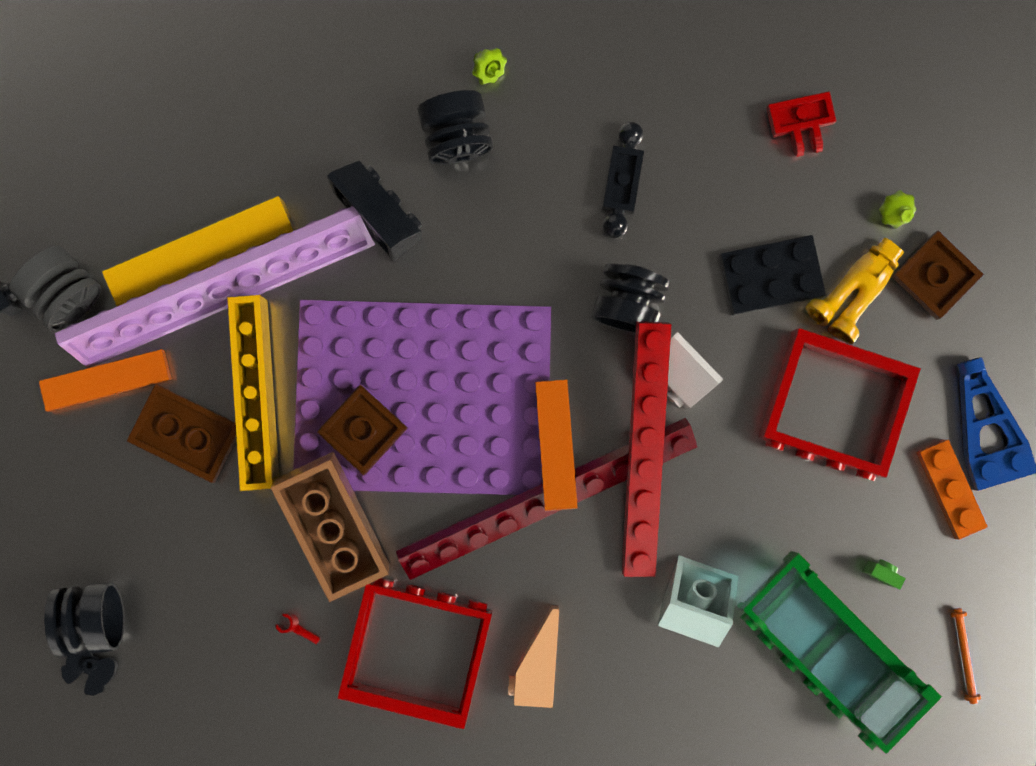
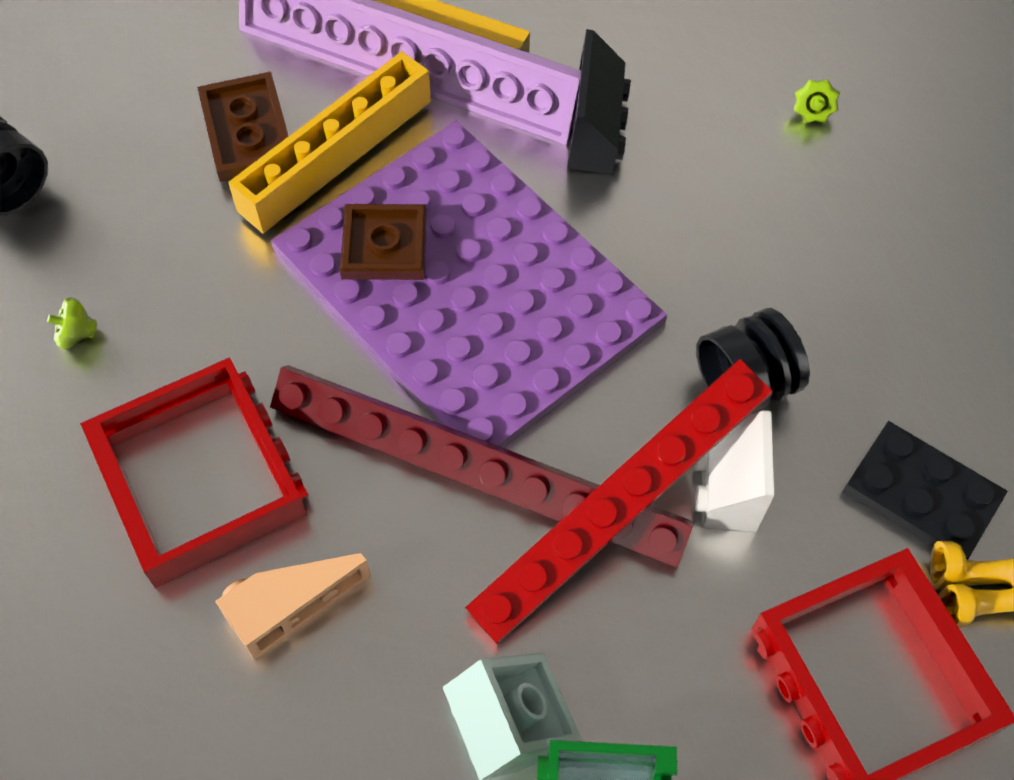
camera: 50 degrees right, 25 degrees down
(105, 380) = (240, 44): orange tile -> none
(252, 651) = (72, 324): none -> lime piece
(296, 628) = (128, 344): red hand -> none
(330, 526) = (261, 283): medium nougat brick -> none
(455, 127) = (736, 106): black wheel -> none
(556, 445) = (536, 415): orange tile -> none
(623, 179) = (850, 280): black plate -> none

